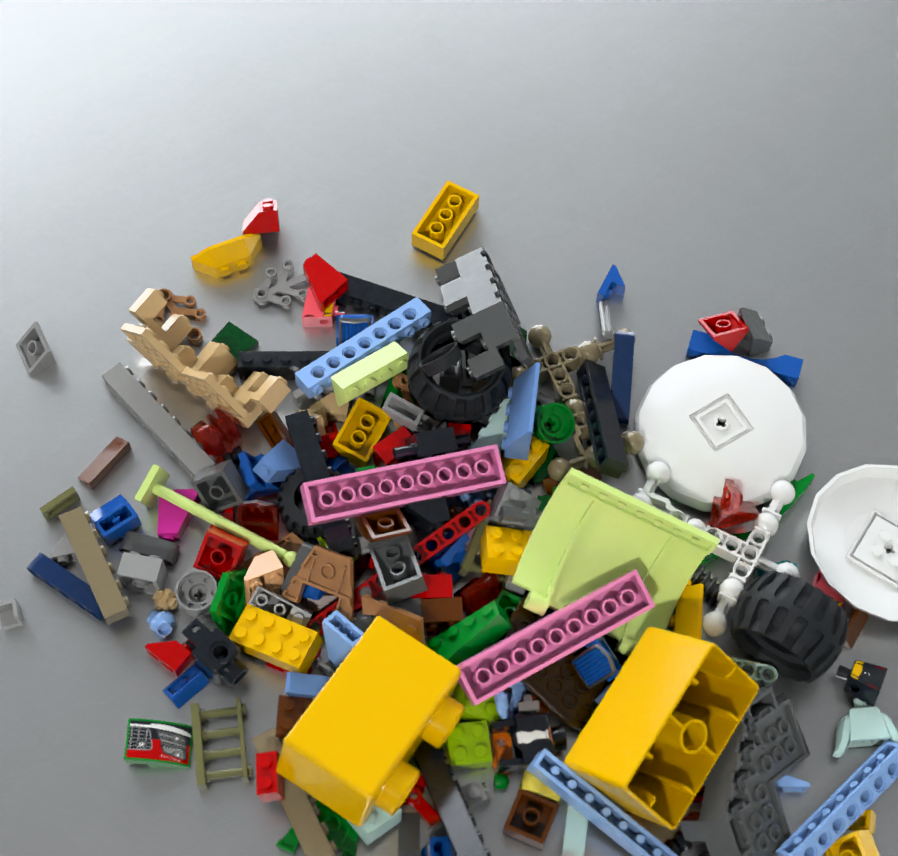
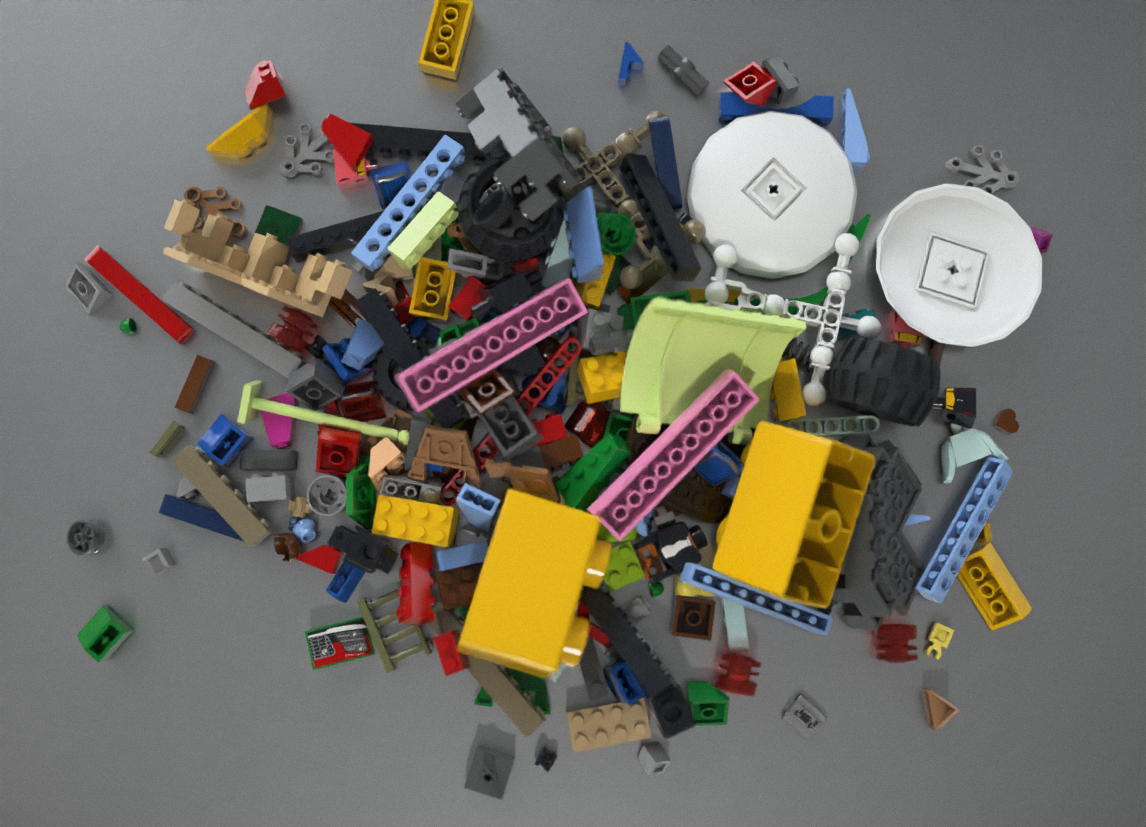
camera: 20 degrees left, 20 degrees up
(61, 393) = (128, 326): none -> green hinge
(83, 369) = (139, 295): none -> red beam
(139, 633) = (287, 545): none -> reddish brown hair
(255, 703) = (416, 584): none -> red wedge
(605, 316) = (633, 103): light grey axle -> none
(662, 303) = (683, 70): none -> dark grey piece
(731, 509) = (802, 275): clear red piece -> none
(815, 400) = (852, 133): none -> light blue slope

